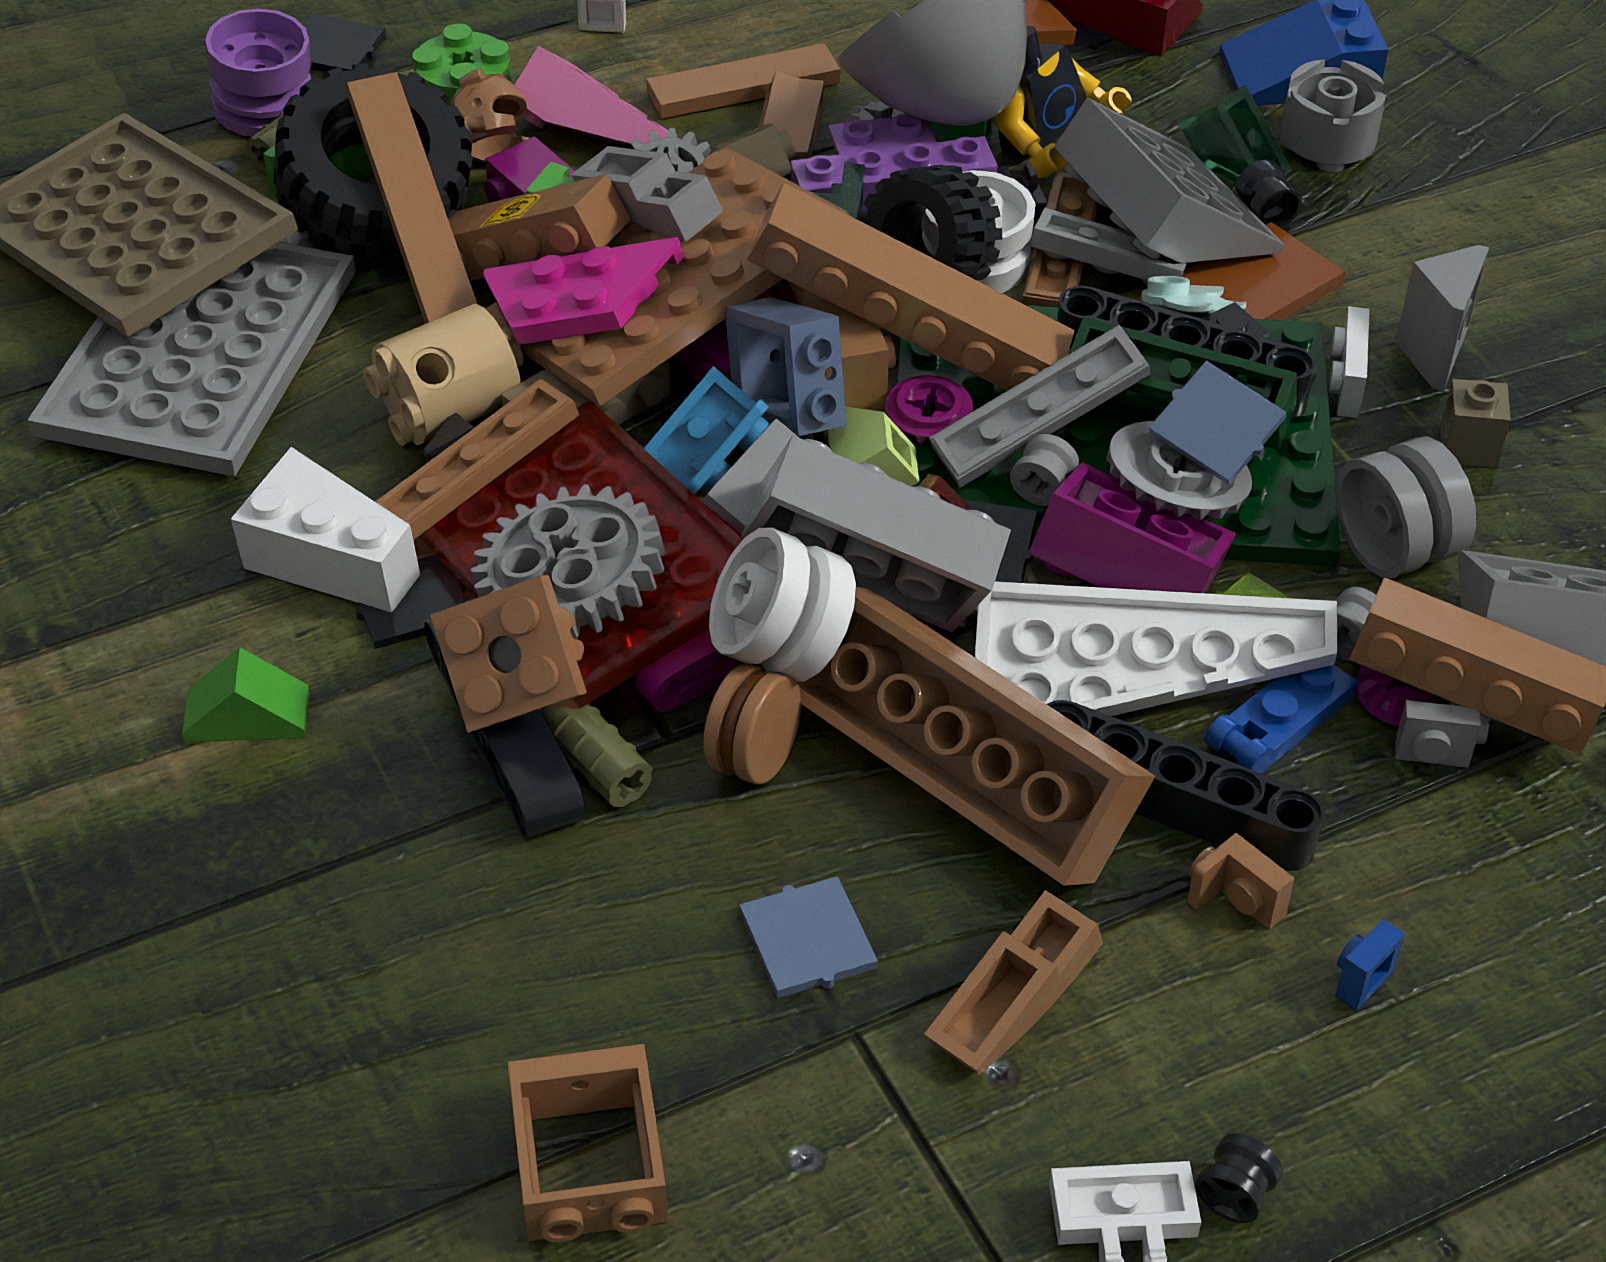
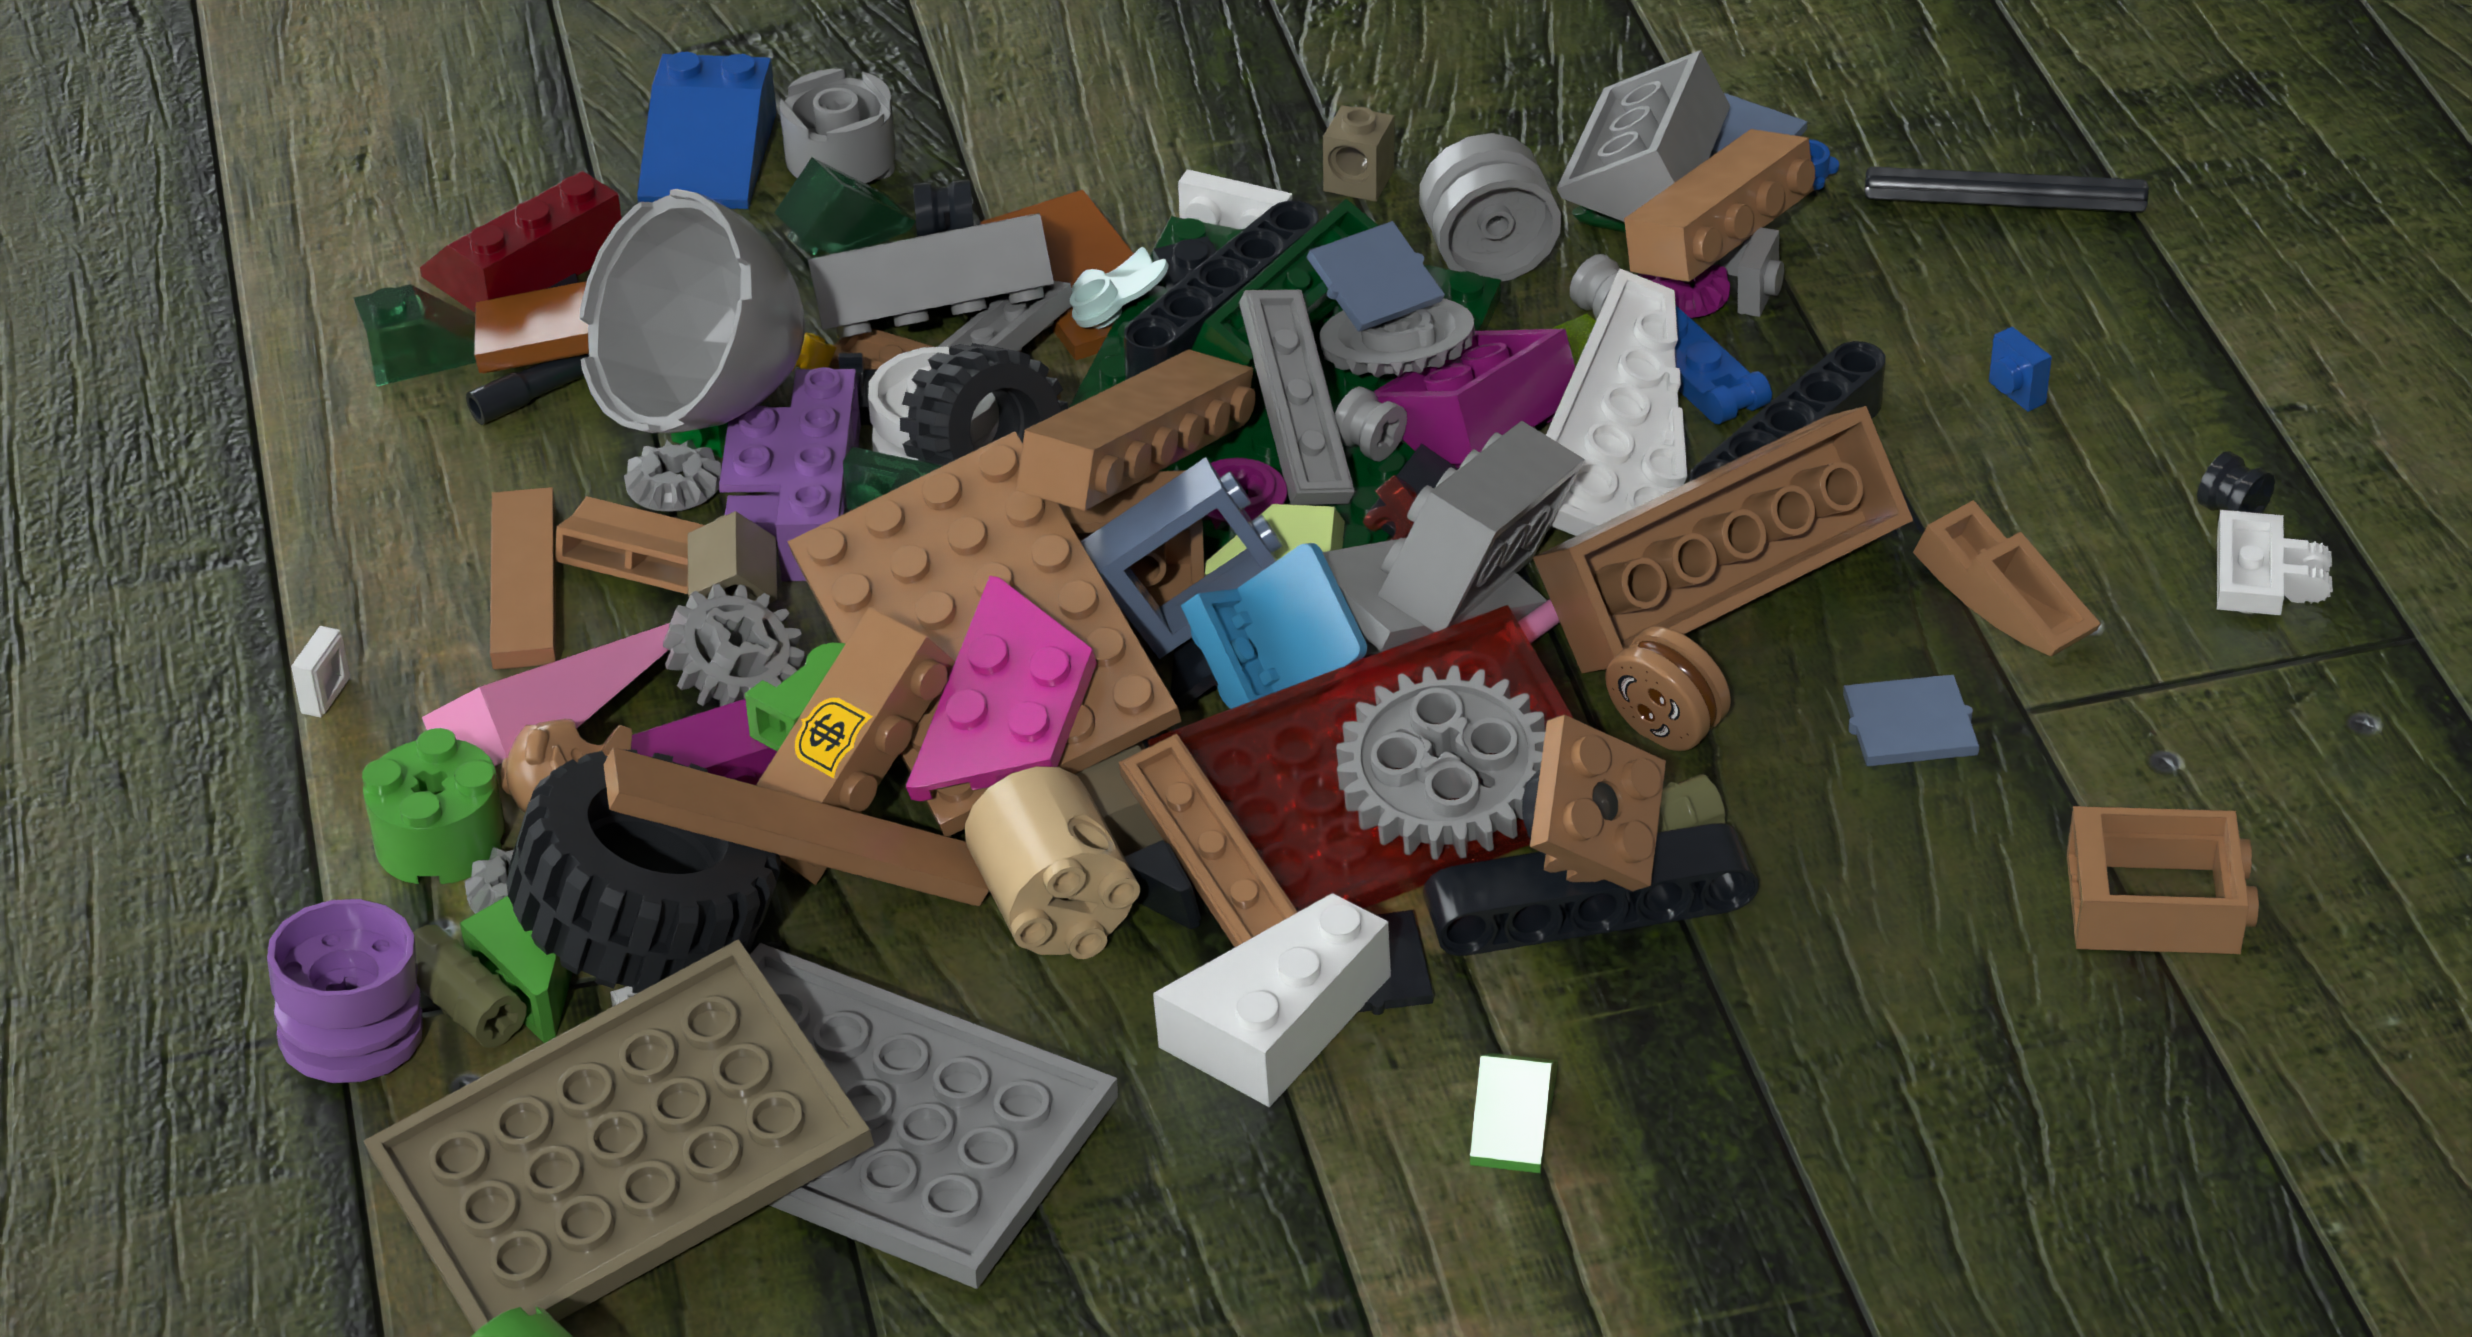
camera: 75 degrees left, 5 degrees down
(340, 42) = (227, 956): black piece -> none
(654, 192) = (904, 582): light grey slope -> none
(782, 604) = (1578, 630): white wheel -> none
(1245, 876) = (1913, 418): medium nougat bracket -> none
(1440, 311) = (1222, 120): light grey slope -> none

